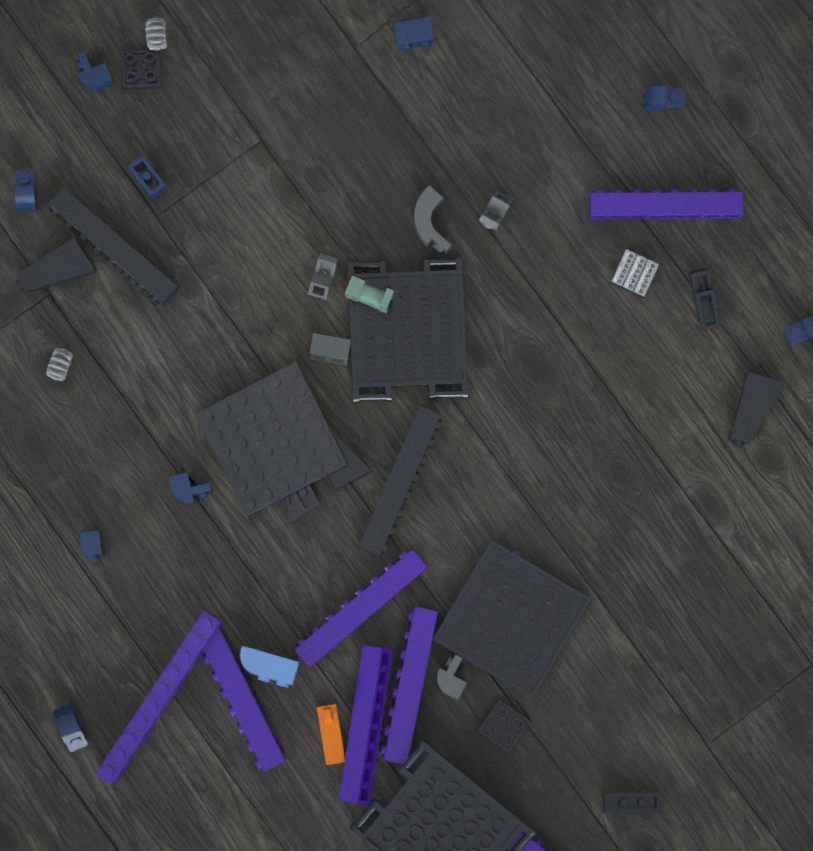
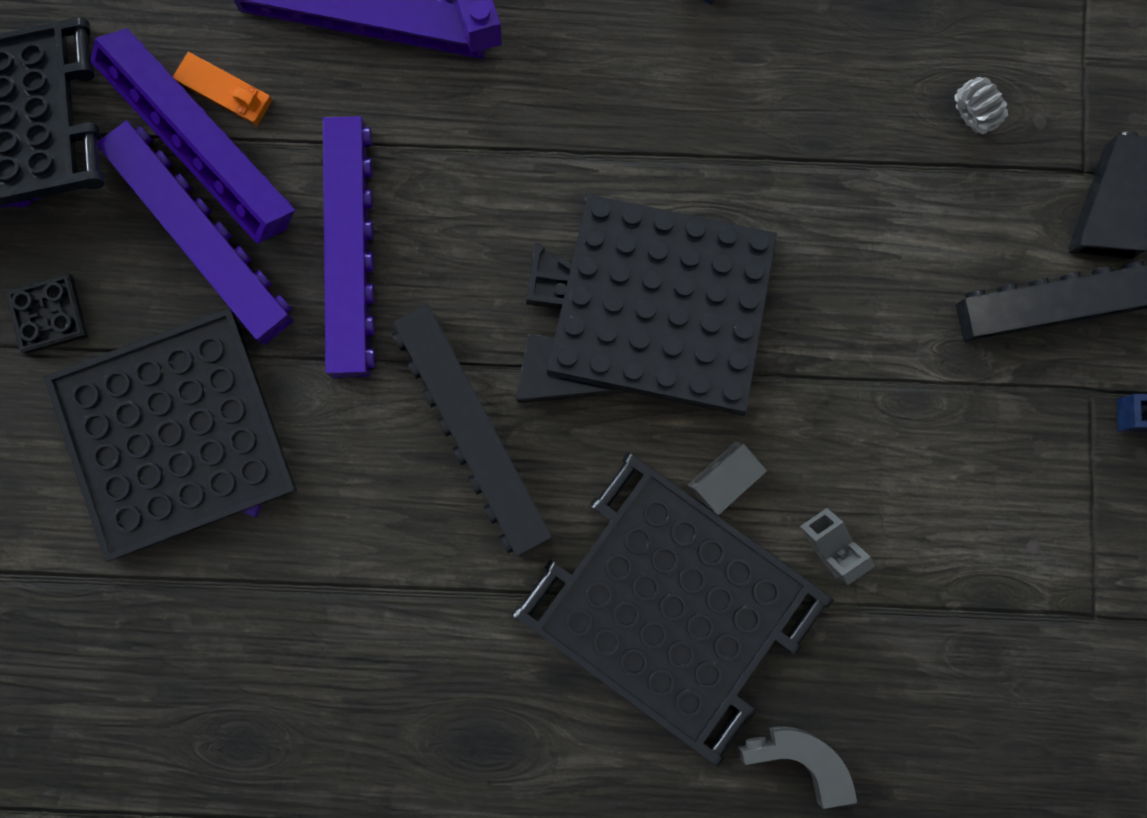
camera: 140 degrees right, 0 degrees up
(183, 491) = (685, 140): dark blue brick -> none
(269, 666) = (367, 67): medium blue brick -> none
(369, 295) = (775, 581): sand green piece -> none
(447, 682) = (158, 285): dark grey brick -> none

